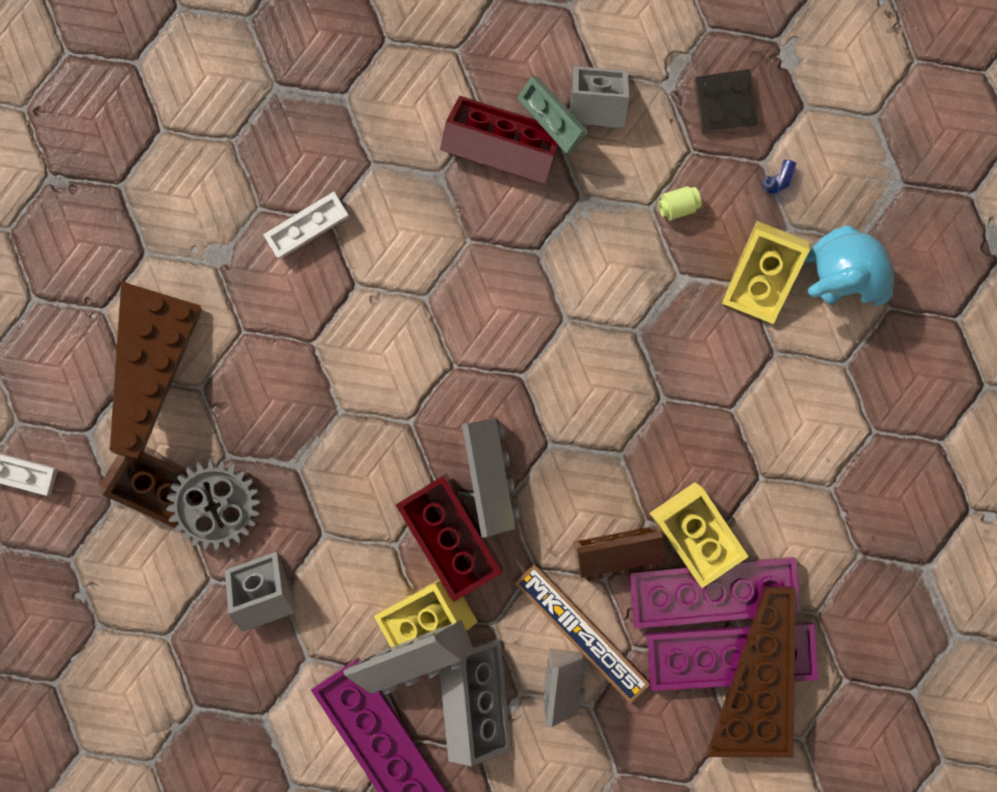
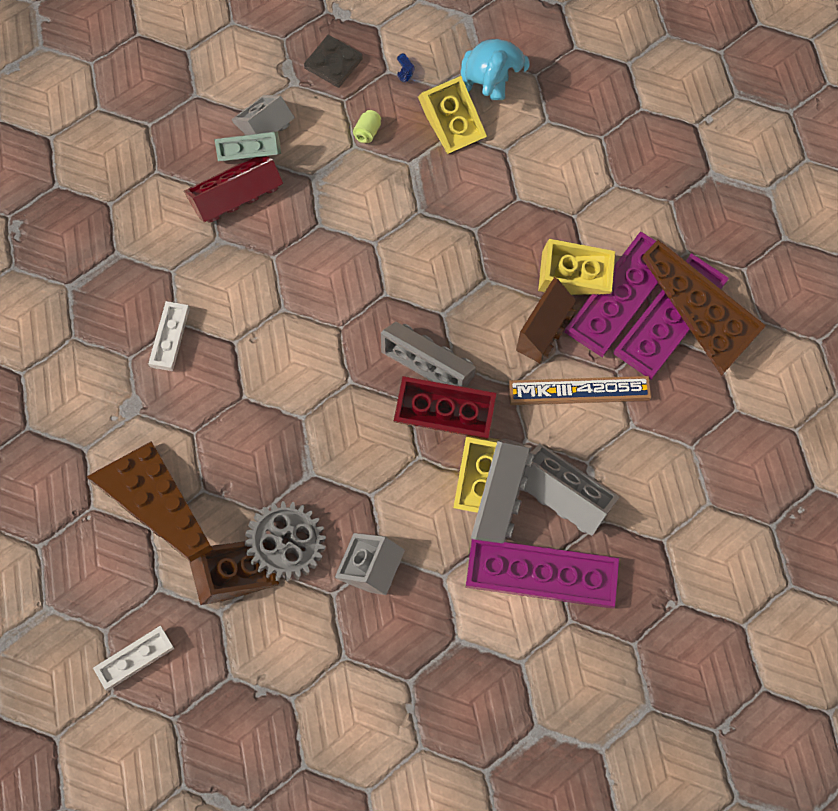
camera: 50 degrees left, 20 degrees down
(562, 685) = (599, 421): light grey slope -> none

